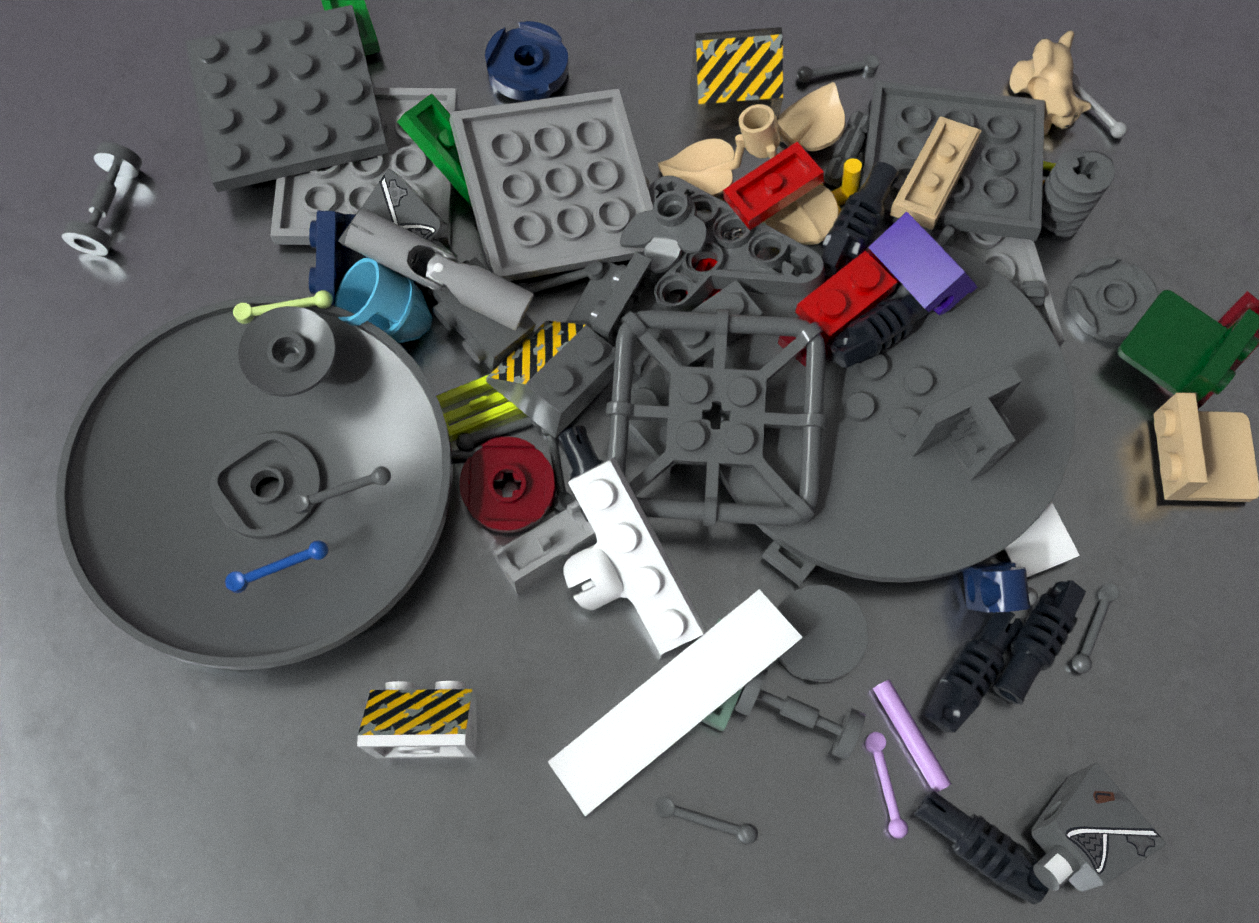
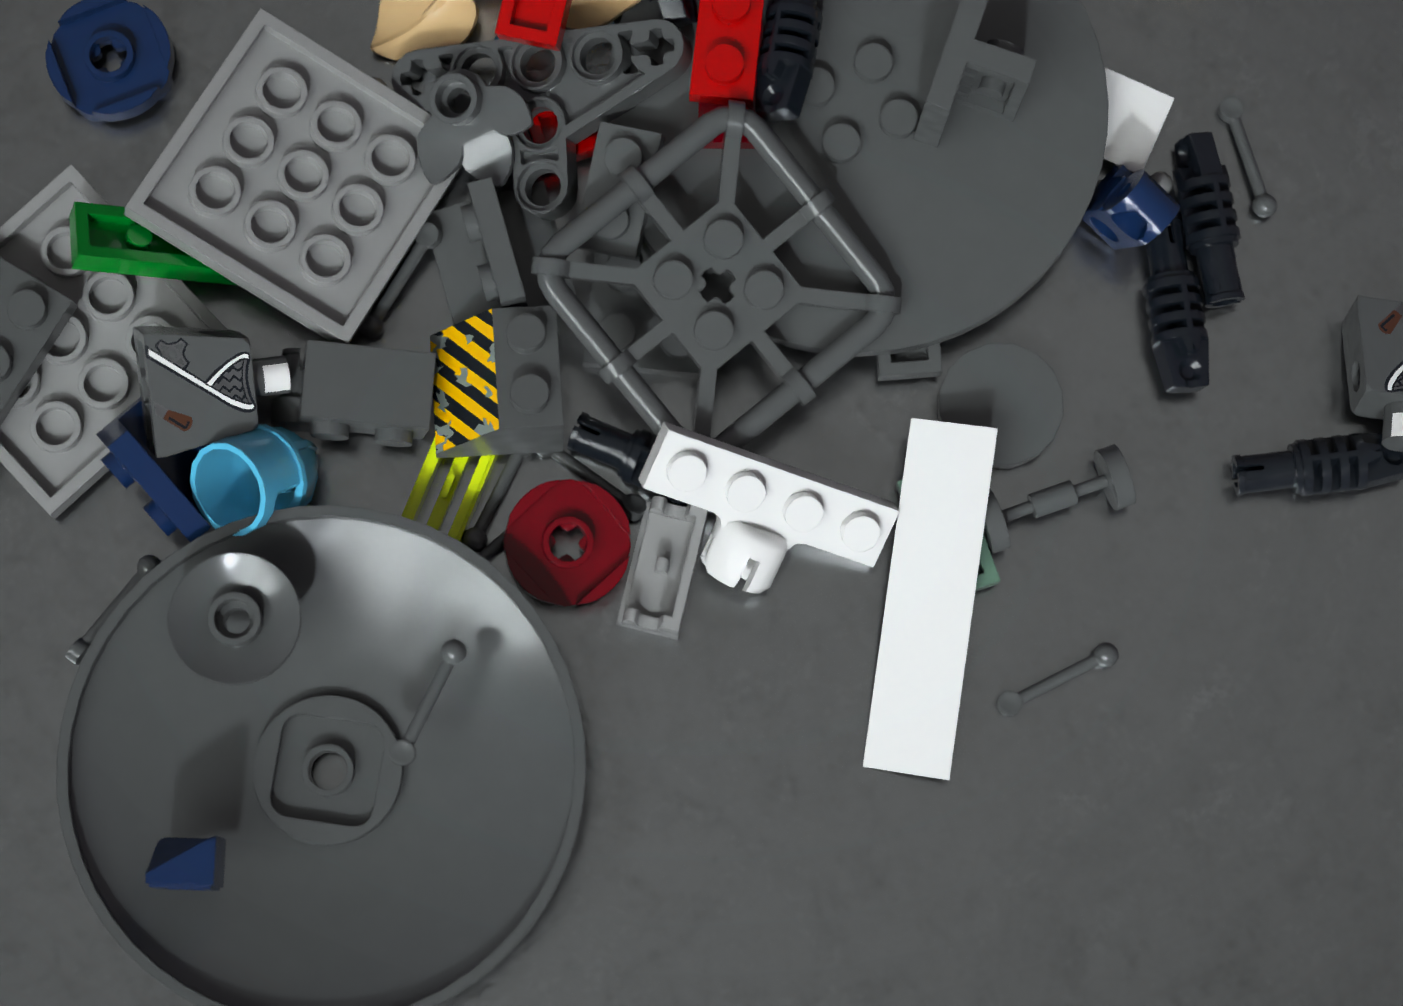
camera: 45 degrees left, 10 degrees up
(130, 454) = (187, 864): none -> dark blue slope
(238, 582) = (423, 881): blue hinge -> none
(245, 313) = (137, 621): yellowish green hinge -> none
(420, 722) = (719, 839): slope -> none
(470, 284) = (341, 377): light grey piece -> none
(875, 743) = (1145, 461): lavender hinge -> none
(911, 736) = (1170, 423): lavender piece -> none

